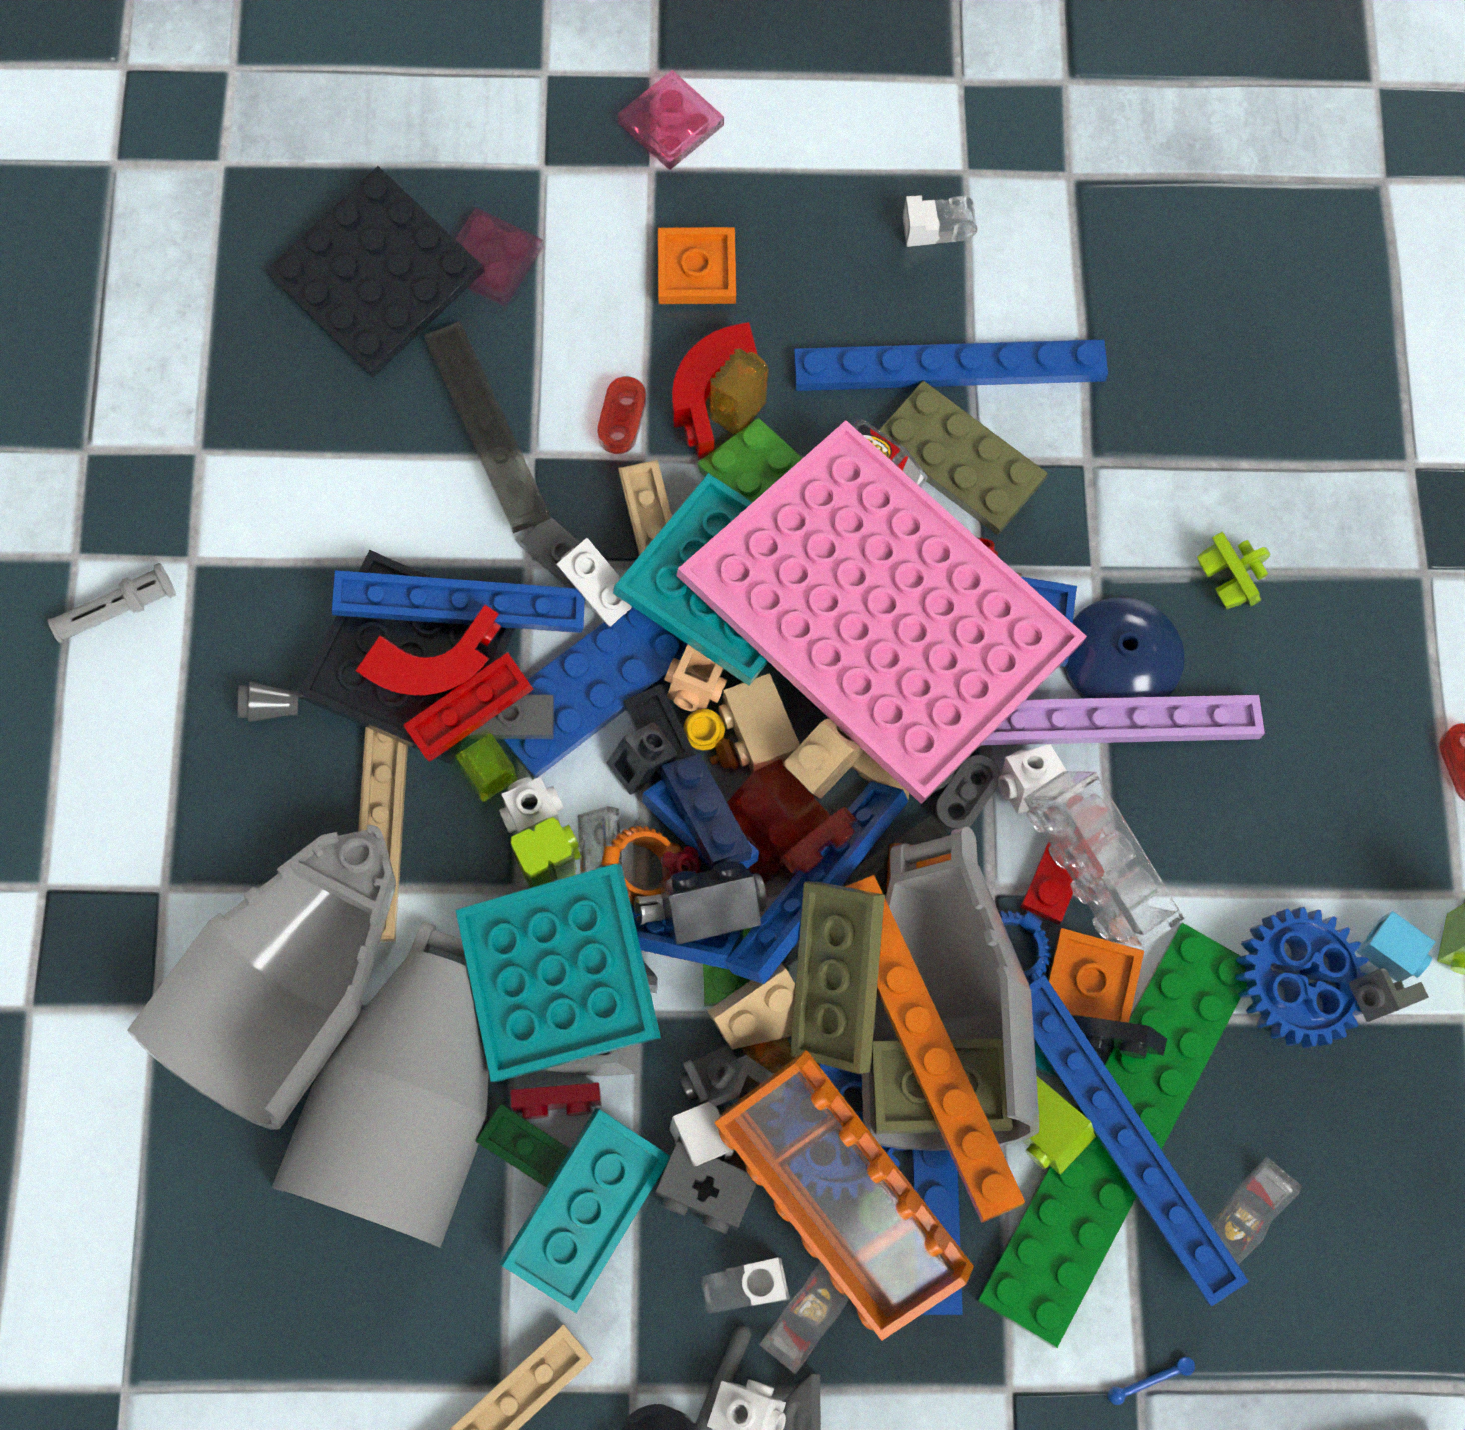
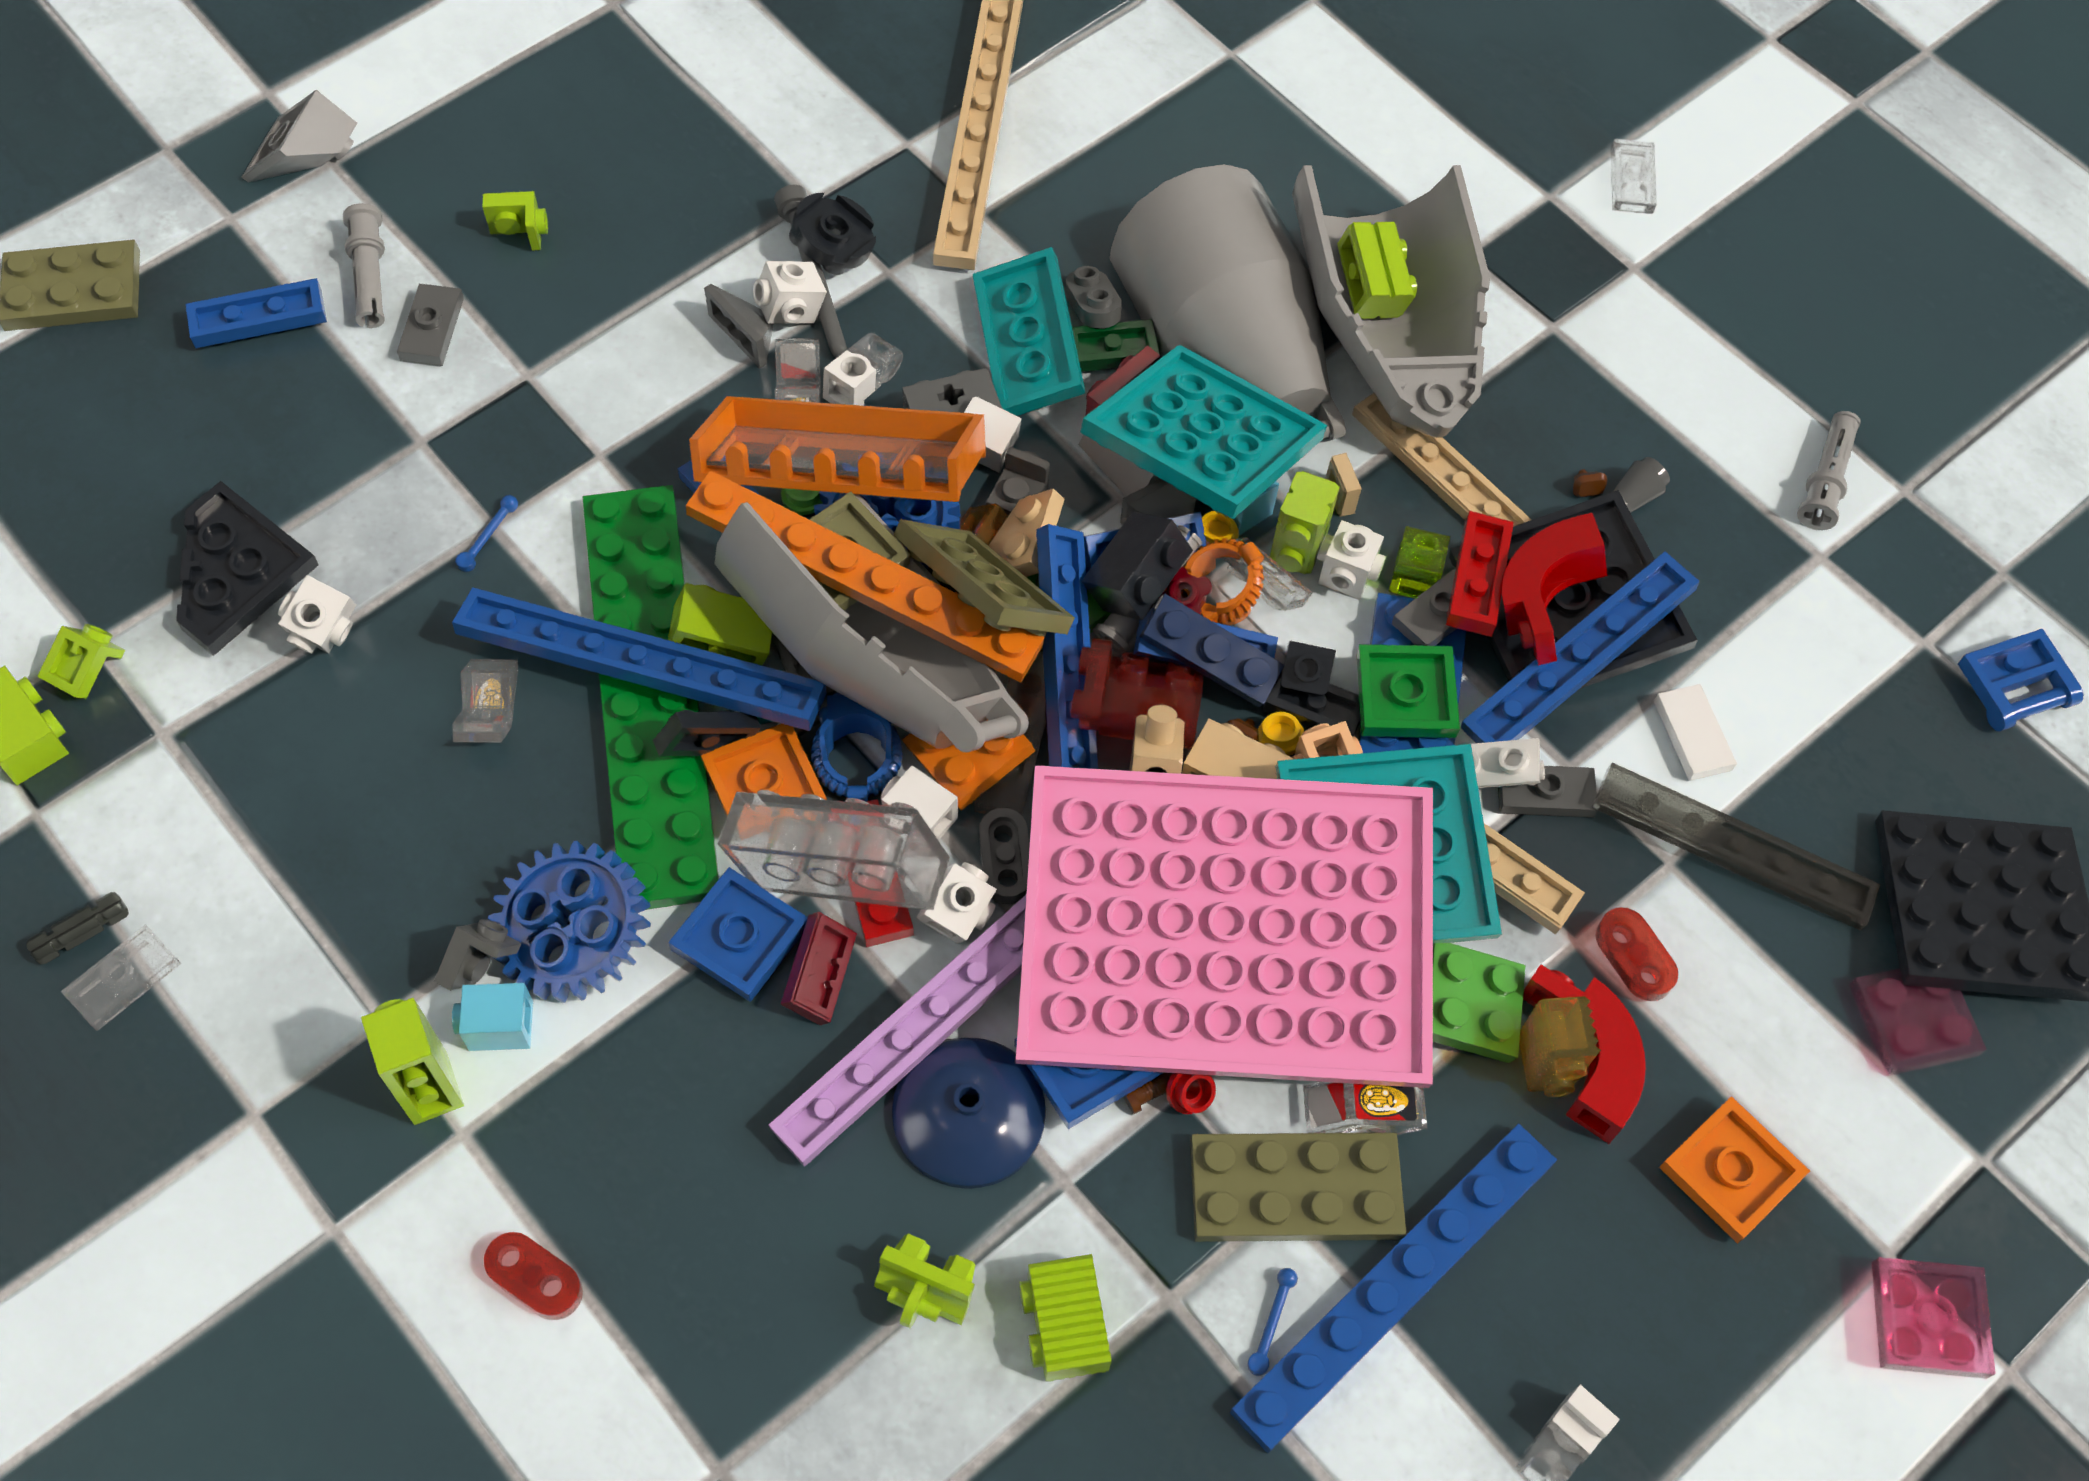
camera: 140 degrees right, 10 degrees down
(172, 384) = (2017, 665): none -> blue plate
(264, 1027) = (1376, 270): none -> lime brick
(290, 738) = (1589, 483): none -> reddish brown rock
(424, 514) = (1695, 732): none -> white tile
(474, 876) = (1343, 475): none -> tan tile
(501, 1206) = (1093, 297): none -> dark grey plate
(599, 675) = (1407, 691): none -> green plate
(736, 1079) = (986, 483): dark grey bracket -> none
(1004, 871) = (931, 799): none -> white brick
(1067, 391) = (1259, 1362): none -> blue hinge
(1160, 809) = (819, 968): none -> dark red plate
(1163, 488) = (1067, 1318): none -> lime brick
(1197, 877) = (739, 934): none -> blue plate
(1342, 1387) = (312, 600): none -> white brick

